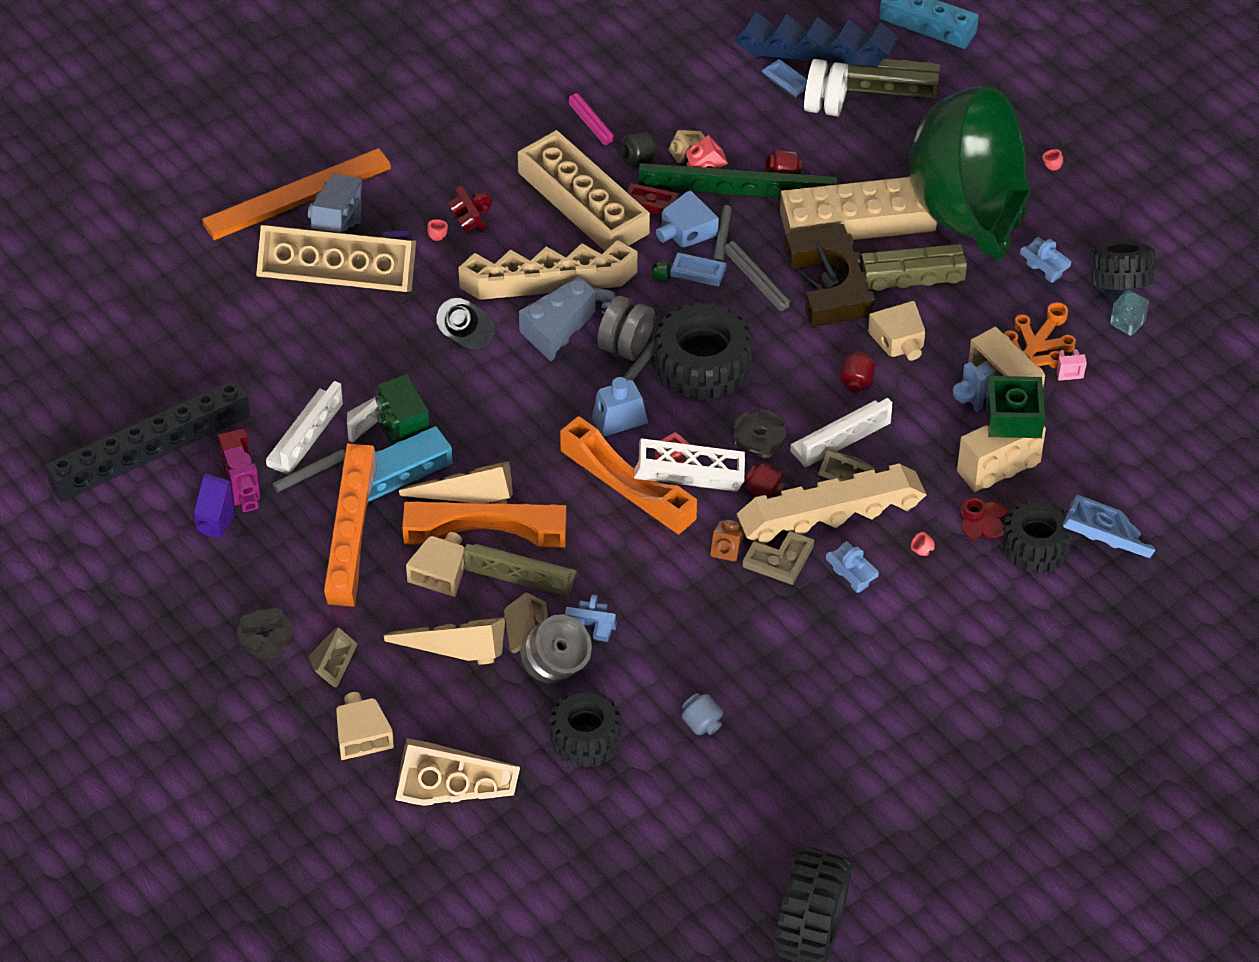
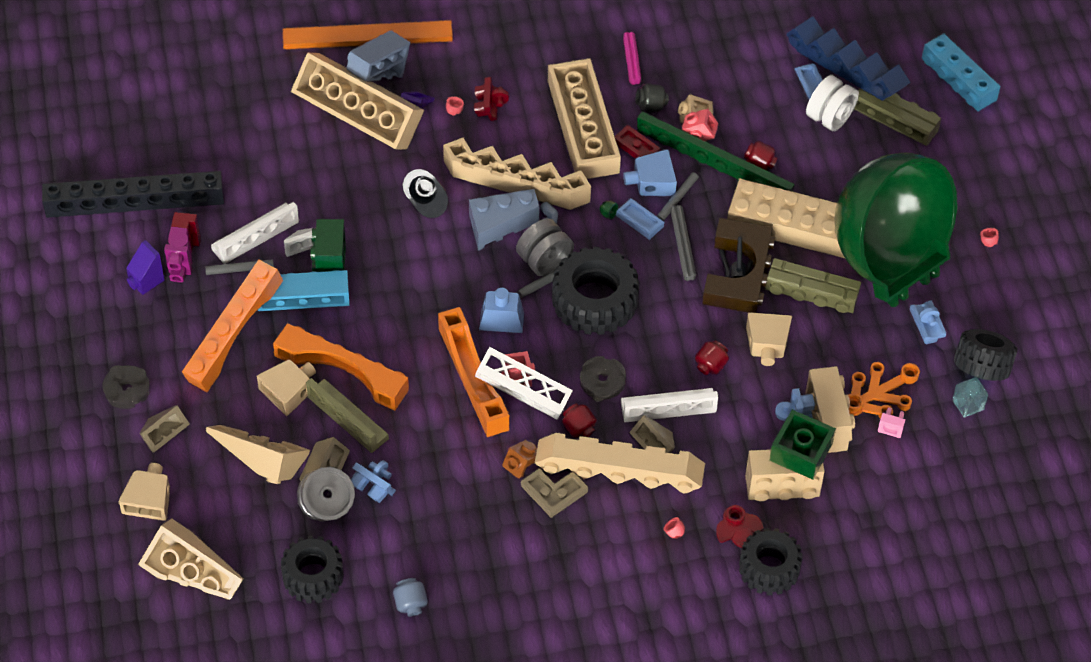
camera: 25 degrees right, 5 degrees up
(480, 486) = (357, 334): tan wedge -> none
(852, 565) = (604, 523): medium blue hips -> none
(1106, 525) = (831, 575): medium blue wing -> none

